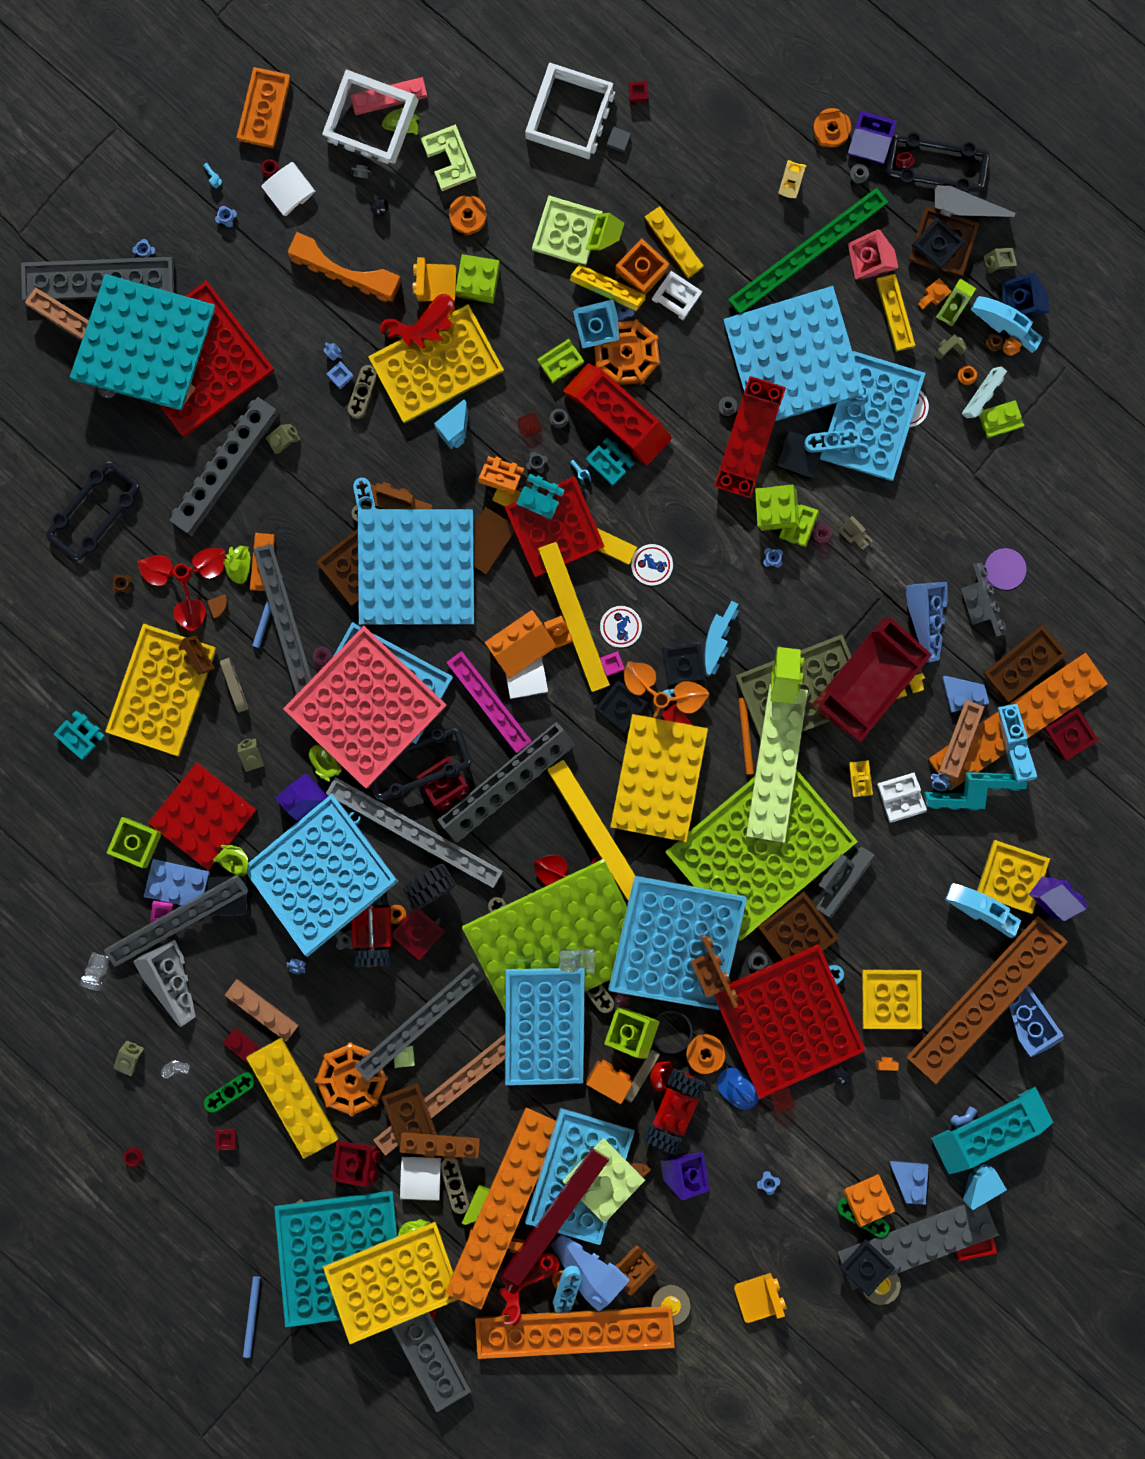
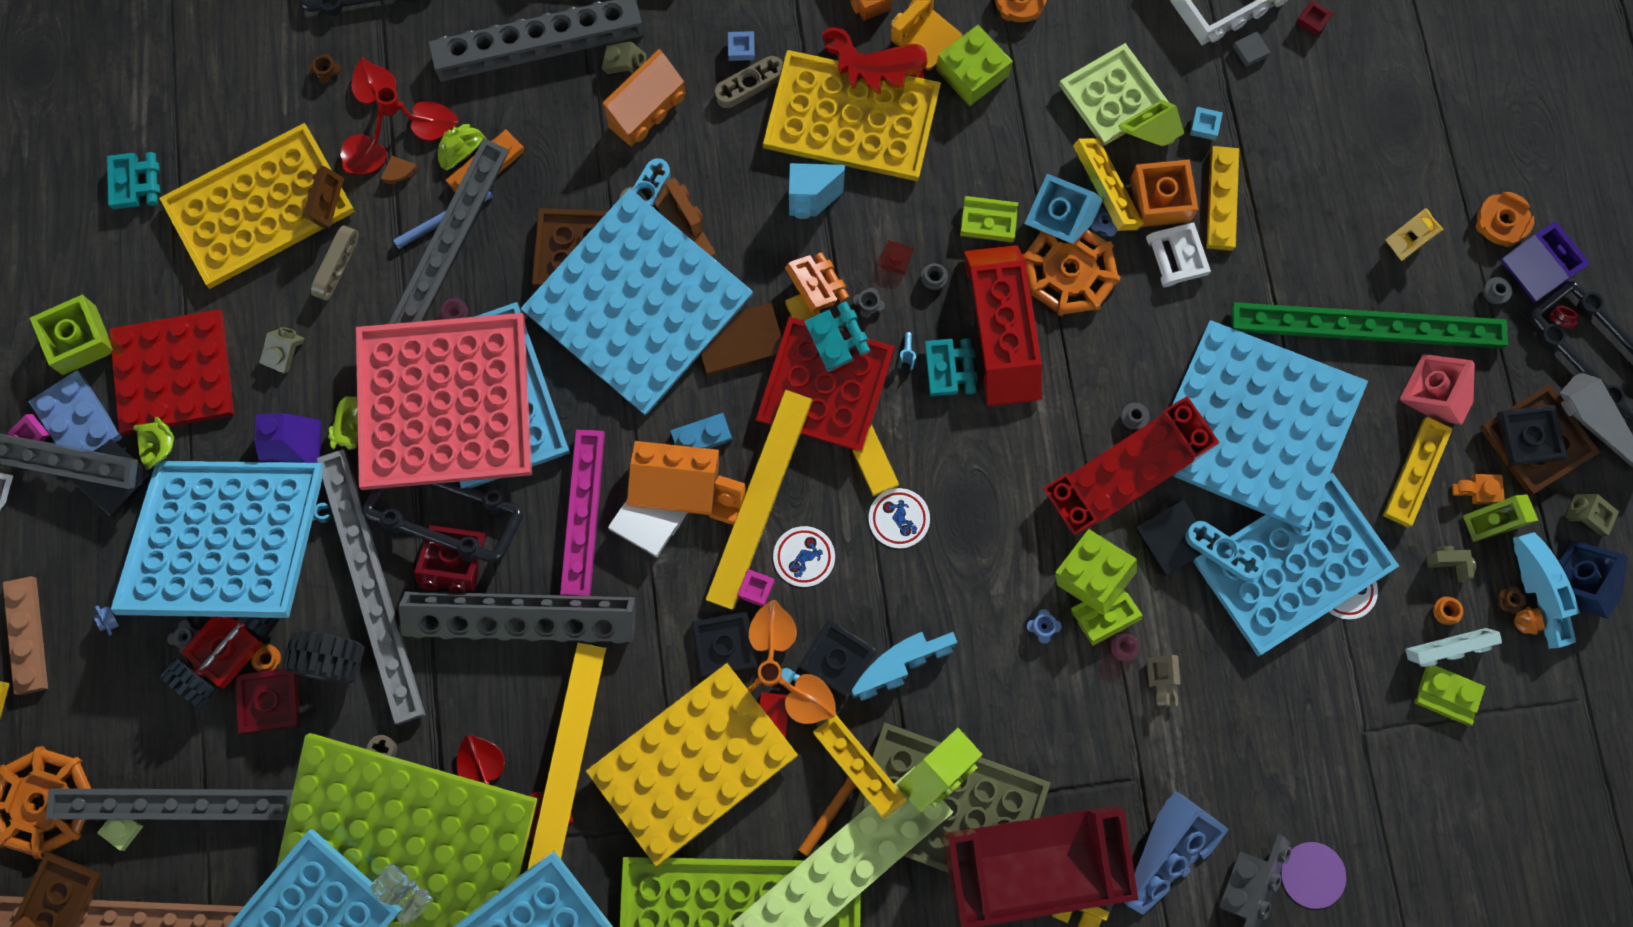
camera: 40 degrees right, 10 degrees down
(318, 452) = (644, 99): none -> orange slope
(332, 351) = (755, 16): medium blue plate -> none
(512, 608) = (703, 433): none -> dark azure plate
(630, 206) = (1206, 123): none -> medium azure plate
(743, 707) = (860, 767): none -> yellow plate

